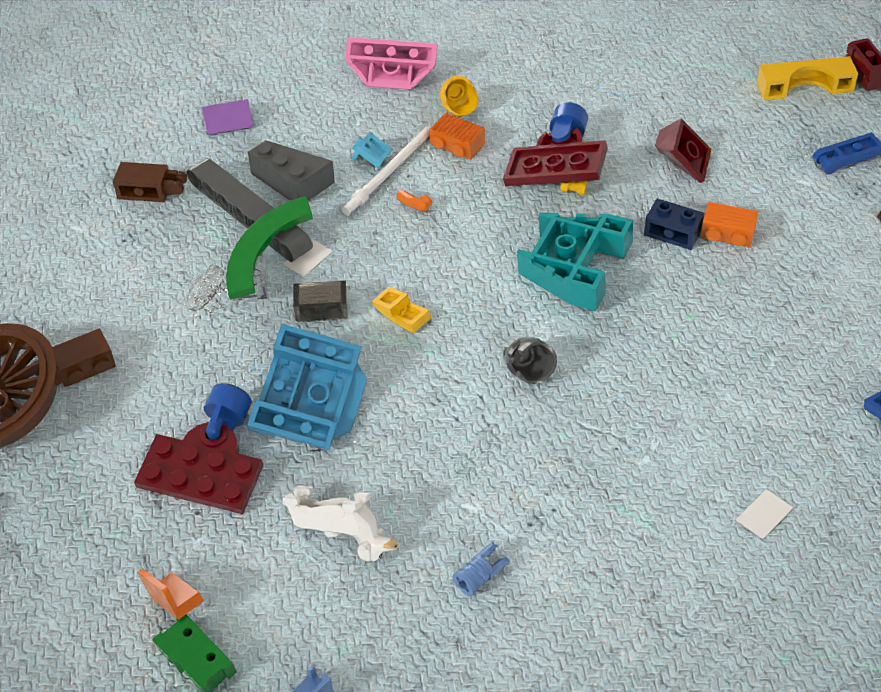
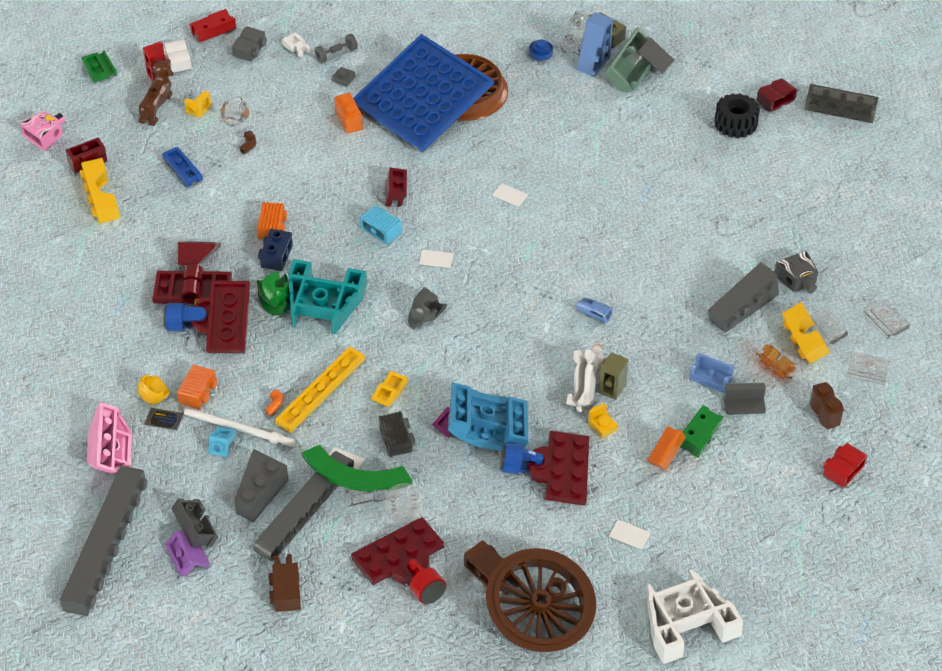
camera: 105 degrees left, 0 degrees up
(66, 528) = (629, 534): none -> white sticker
(139, 281) = (405, 558): none -> dark red plate
(259, 118) = (188, 516): none -> dark grey piece
(263, 533) = (601, 421): none -> yellow bracket
(271, 57) = (103, 541): none -> dark grey brick
(324, 549) = (613, 375): none -> olive brick
(422, 243) = (319, 389): none -> yellow plate
(425, 115) = (164, 419): none -> sticker
(593, 203) = (274, 293): none -> green helmet
(627, 143) = (186, 285): none -> dark red plate
(637, 398) = (436, 258): none -> white sticker
(706, 336) = (381, 224): none -> medium azure brick
(785, 358) = (396, 186): none -> dark red hinge

